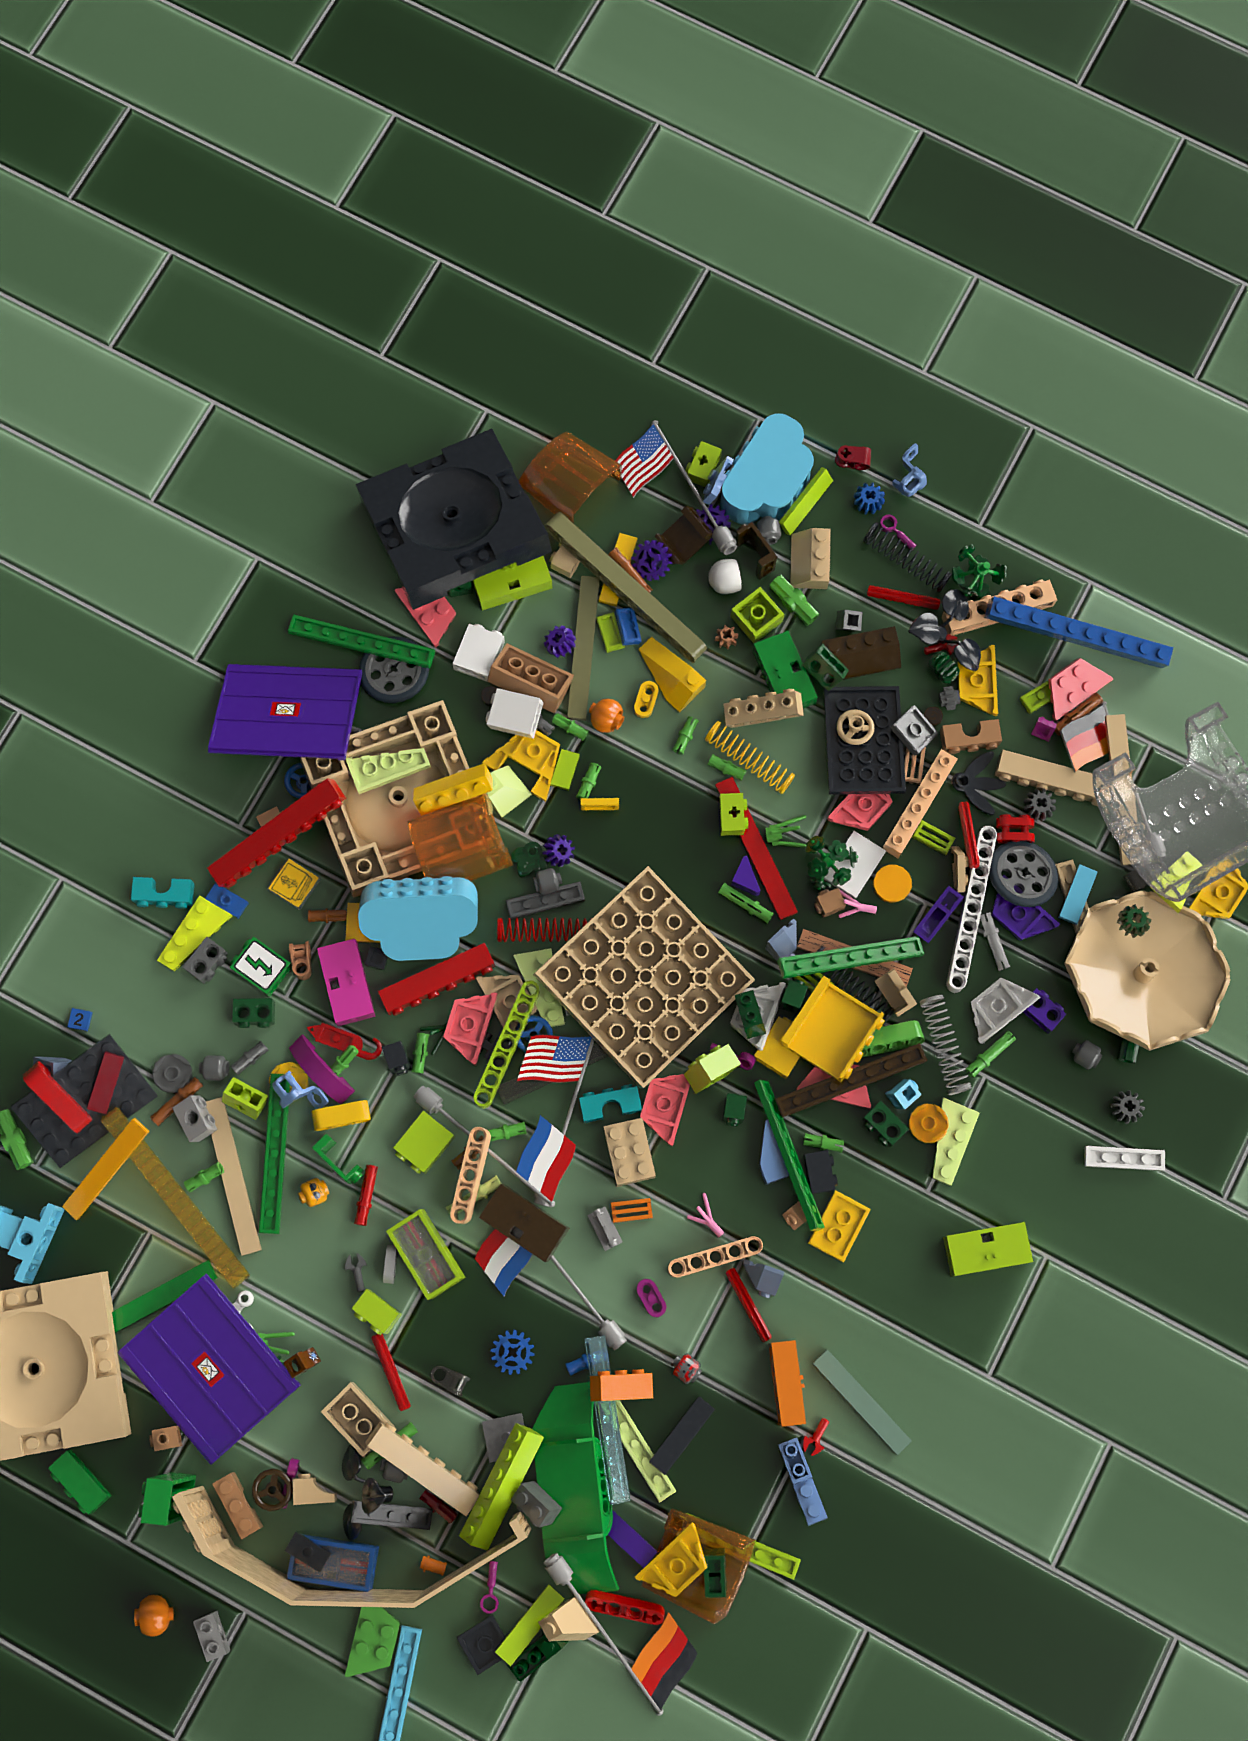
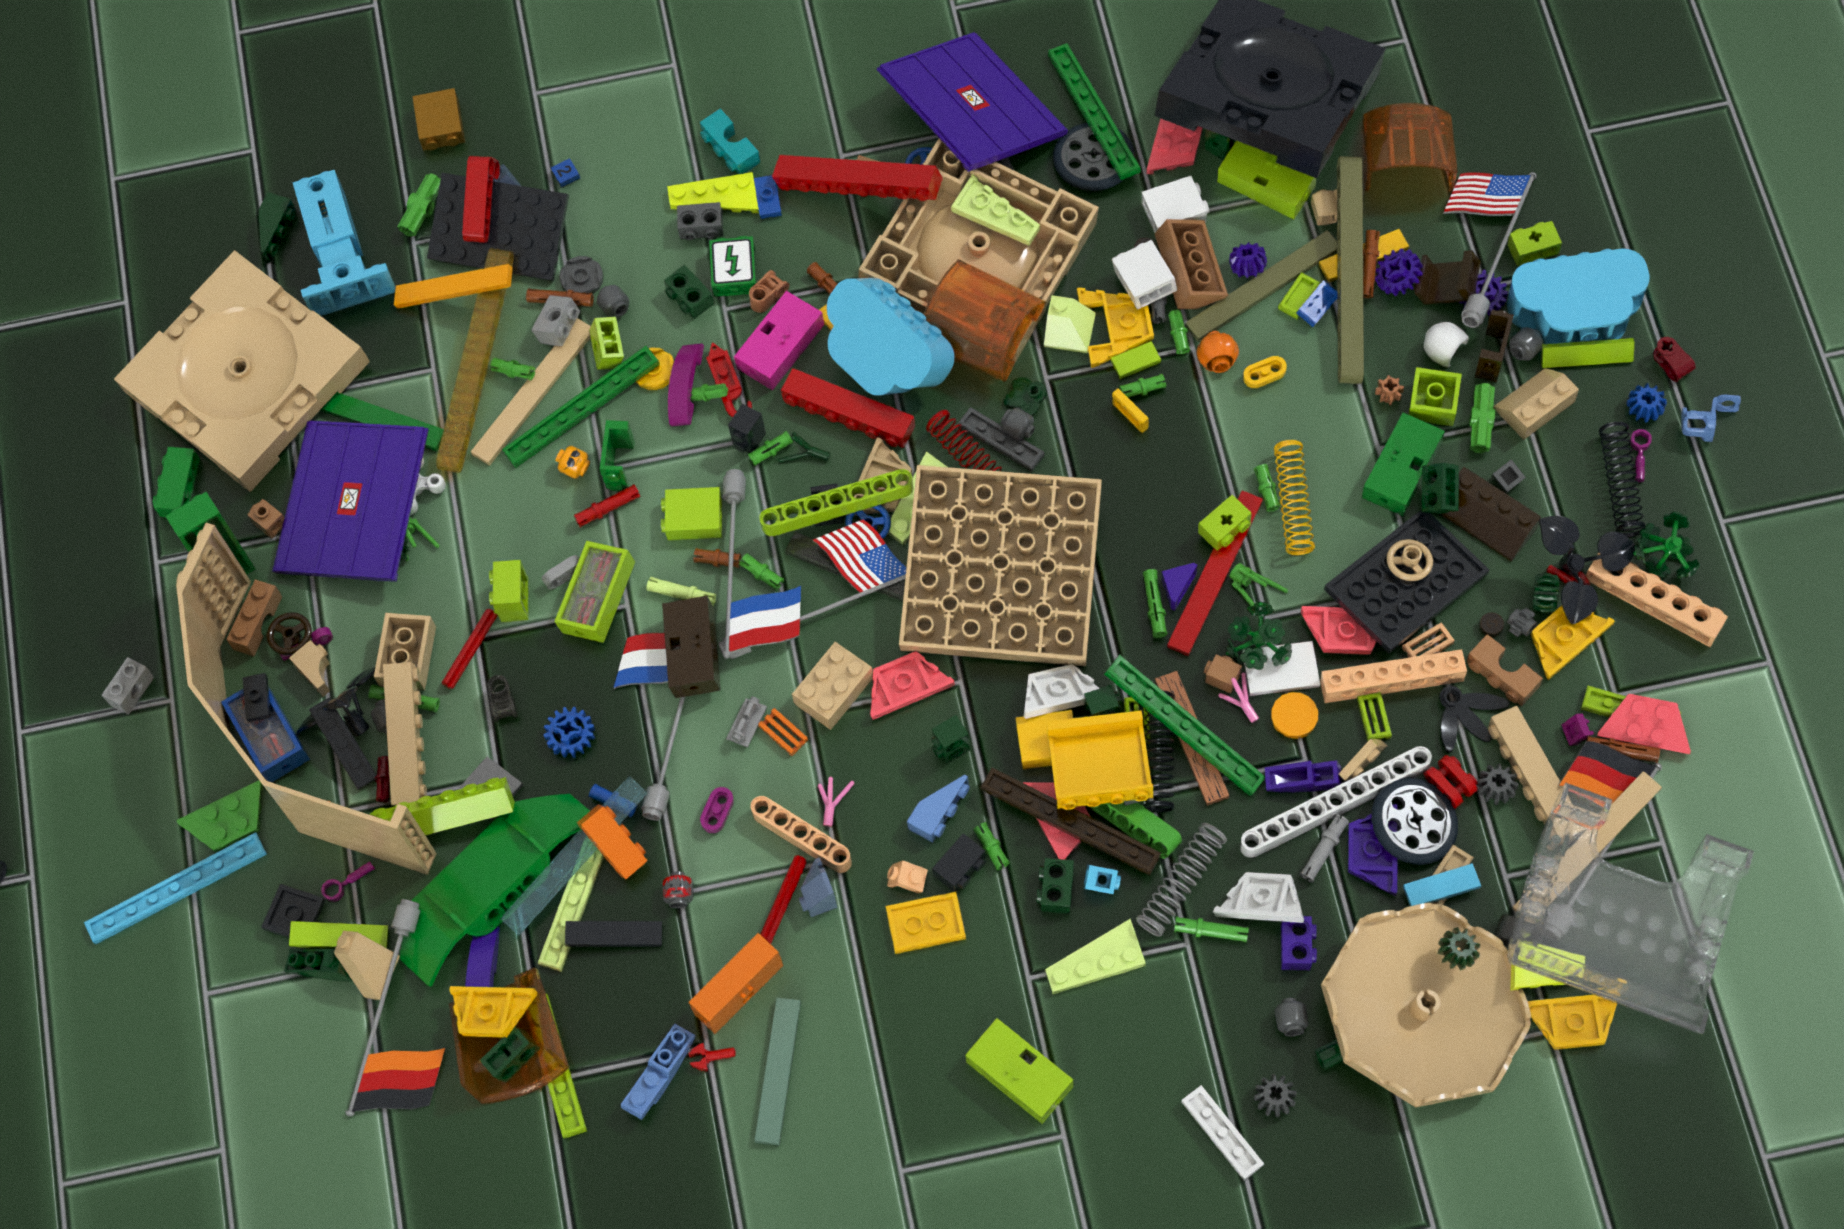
camera: 60 degrees right, 10 degrees down
(105, 1082) = (524, 225): dark red tile -> none
(153, 1615) = (110, 628): orange plant -> none
(249, 1058) = (646, 321): dark grey pin -> none
(294, 883) = (830, 234): yellow tile -> none
(297, 1092) = (643, 374): medium blue piece -> none
(303, 1360) = (419, 568): reddish brown leg -> none
(340, 1115) = (659, 430): yellow beam -> none
(356, 1271) = (536, 550): dark grey bar -> none
(376, 958) = (820, 348): black plate -> none
(453, 789) = (1023, 273): yellow brick -> none
(469, 1025) = (830, 463): coral wing -> none
(473, 1185) = (683, 567): light nougat beam -> none
(536, 1504) = (448, 853): dark grey brick -> none
(558, 858) = (1062, 410): dark purple gear -> none
(624, 1609) = (431, 1030): red beam -> none
(626, 1098) = (849, 622): teal arch -> none
(673, 676) = (1308, 378): yellow wedge -> none
(685, 735) = (1263, 430): bright green pin -> none
(711, 1067) = (969, 688): brick -> none
(716, 480) = (1512, 263): medium blue wing -> none
(743, 1056) = (1006, 716): magenta piece -> none
(750, 1014) = (1048, 679): dark green brick -> none
(763, 709) = (1348, 468): tan brick -> none
(783, 942) = (1149, 657): sand blue slope -> none
(789, 1156) = (948, 822): green tile -> none
(895, 992) = (1191, 796): tan panel -> none
(903, 597) = (1579, 504): red axle -> none
(914, 730) = (1458, 615): tile -> none
(928, 1123) = (1093, 925): light orange tile -> none
(968, 834) = (1403, 741): red axle -> none
(1078, 632) = (1701, 682): blue brick -> none

